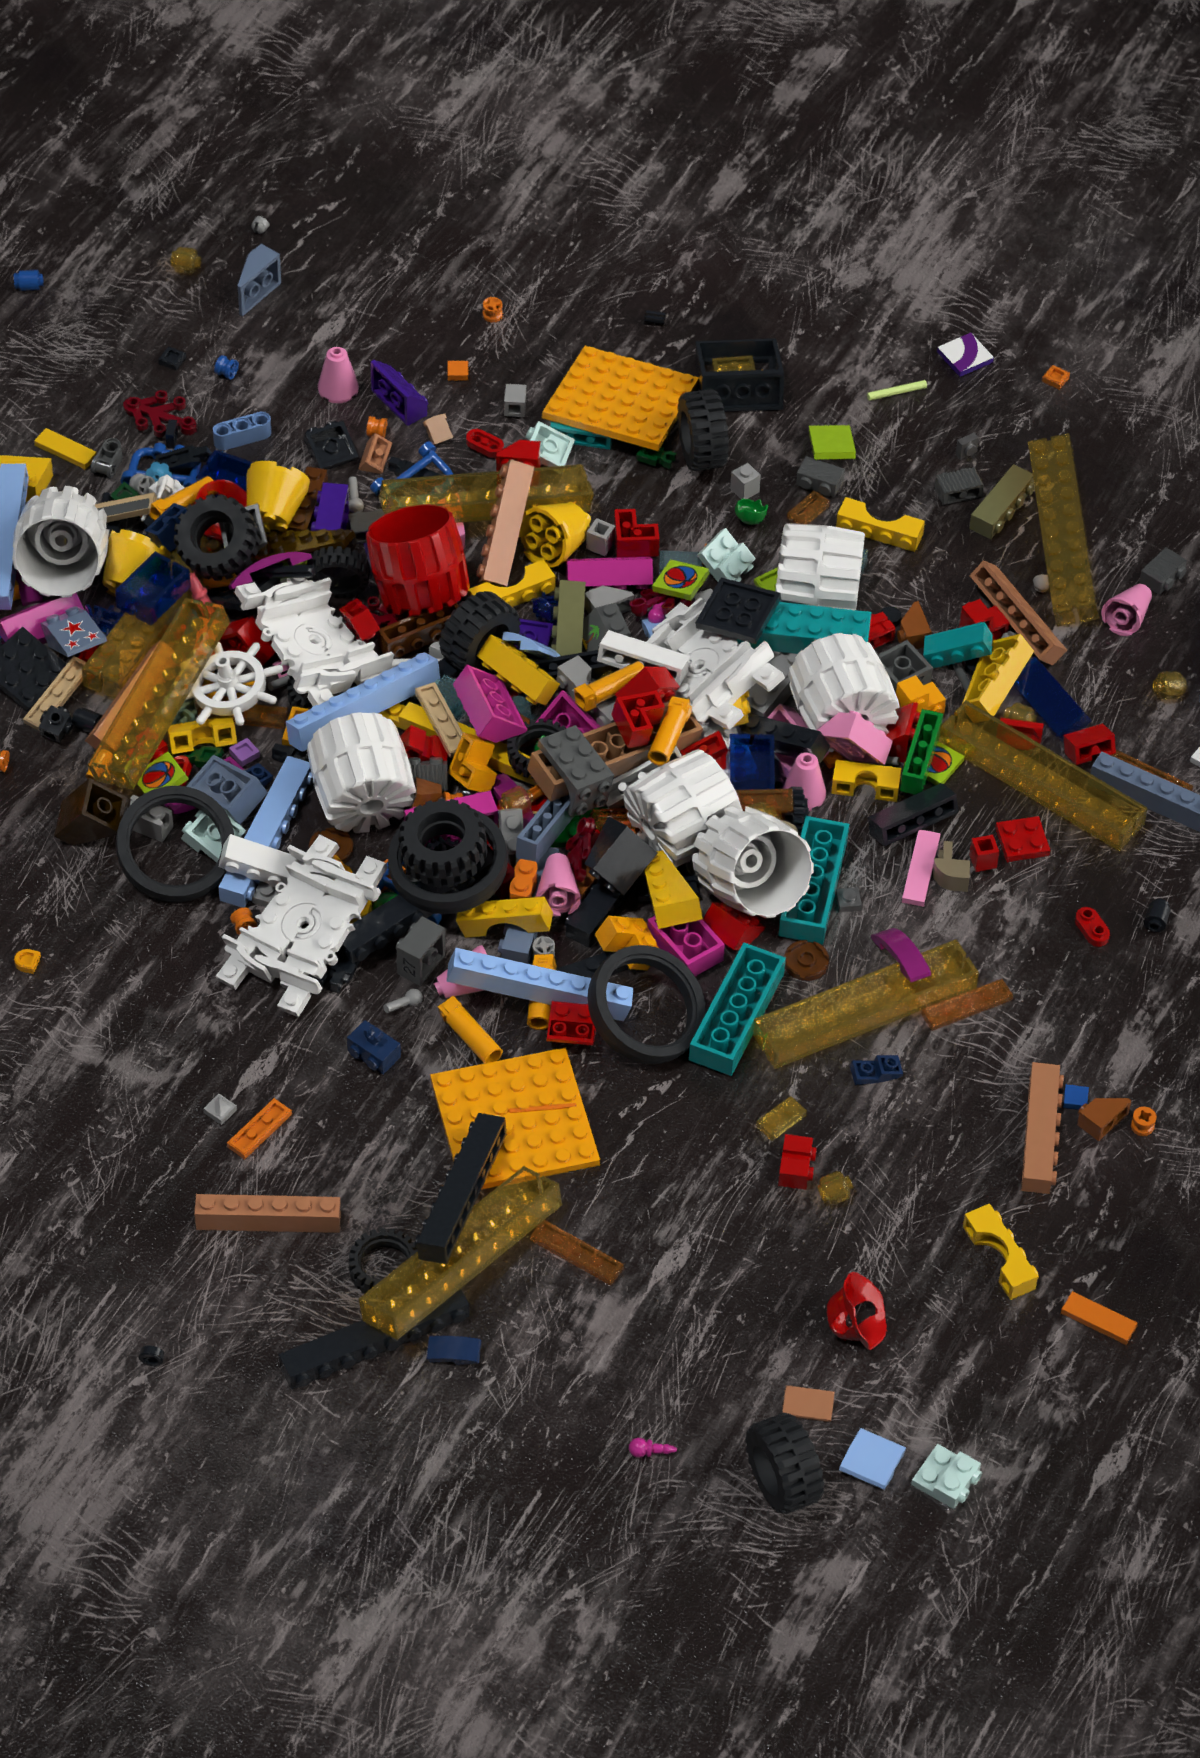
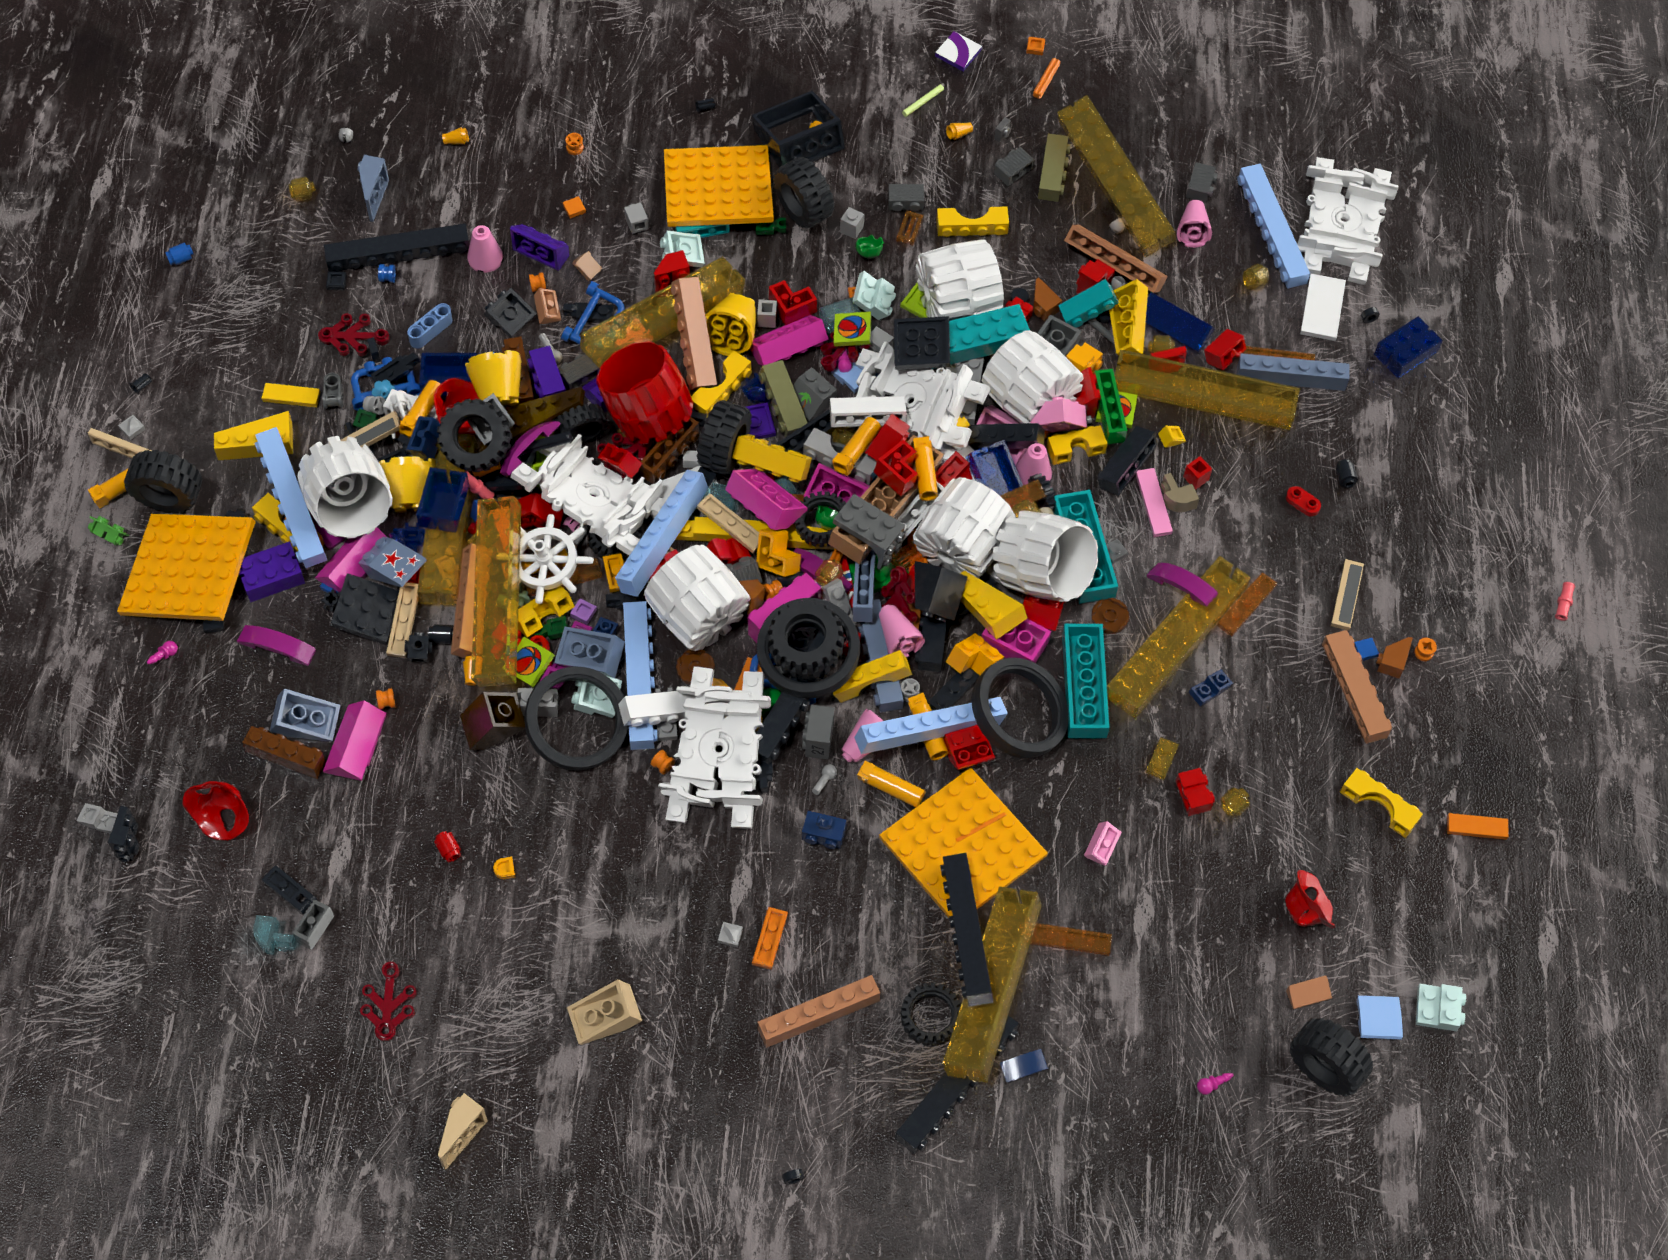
camera: 25 degrees left, 10 degrees up
(50, 1129) = (604, 1012): none -> tan slope
(248, 346) = (396, 247): none -> black brick
(373, 263) = (457, 136): none -> light orange cone
(484, 442) = (630, 263): red plate -> none
(524, 879) = (872, 641): orange brick -> none
(529, 645) = (769, 431): light blue slope -> none
(607, 595) = (800, 364): light grey slope -> none
(667, 1175) = (1102, 843): none -> bright pink slope
(733, 363) = (789, 126): clear yellow plate -> none
(832, 442) = (900, 164): lime tile -> none
(918, 431) = (957, 130): none -> light orange cone
(980, 810) = (1171, 436): none -> yellow slope
(1022, 839) = (1215, 447): red plate -> none
(1048, 412) = (1046, 78): none -> orange axle
(1087, 1036) = (1347, 595): none -> tile

